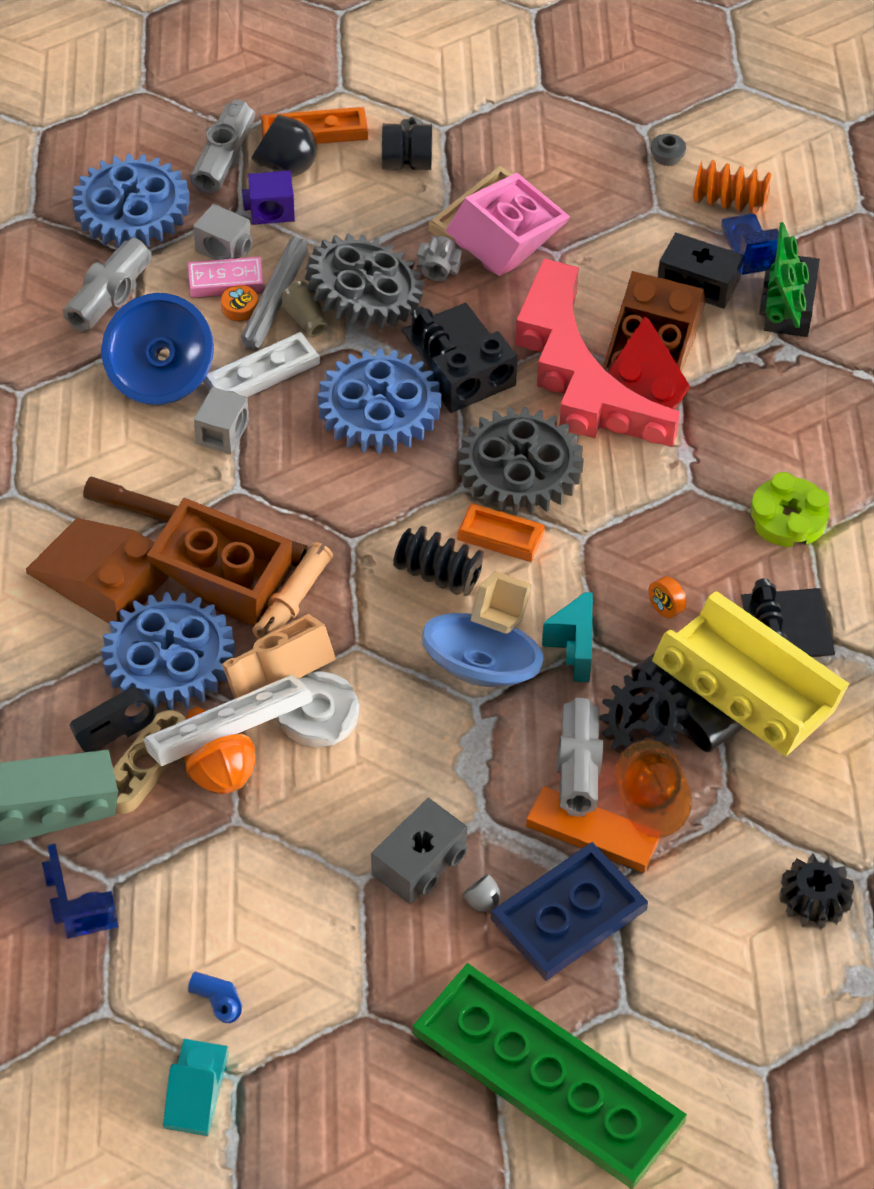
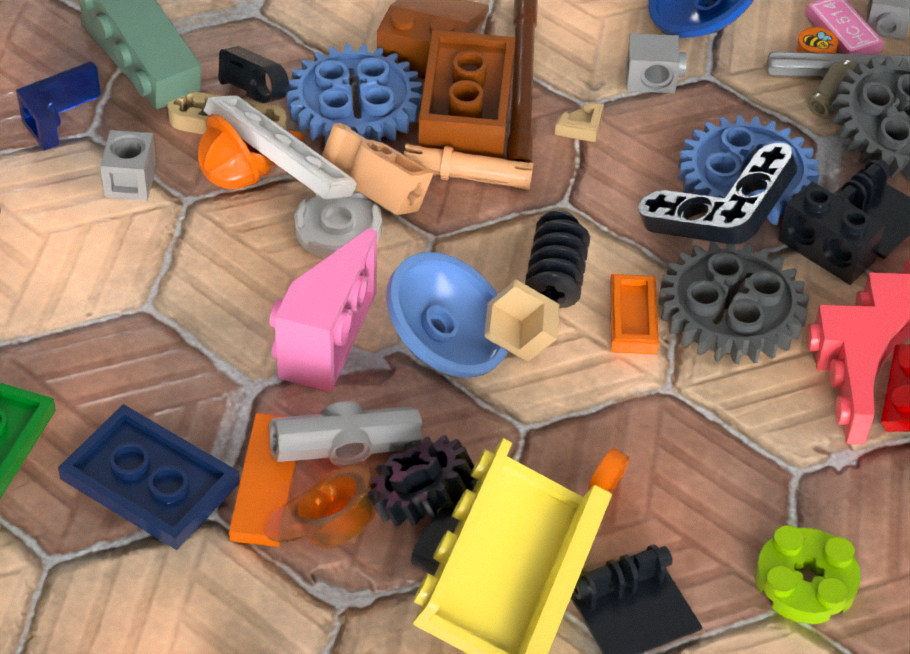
camera: 70 degrees right, 5 degrees down
(191, 865) = (128, 165): none -> light grey brick
(264, 496) = (582, 123): none -> tan tile
(265, 367) = (743, 82): white tile -> none
(420, 851) = (182, 332): dark grey brick -> none
(438, 430) = (728, 218): none -> black beam
(458, 730) = (324, 314): none -> bright pink slope
(483, 894) = (151, 395): light grey hinge -> none
(573, 630) = (521, 401): teal slope -> none

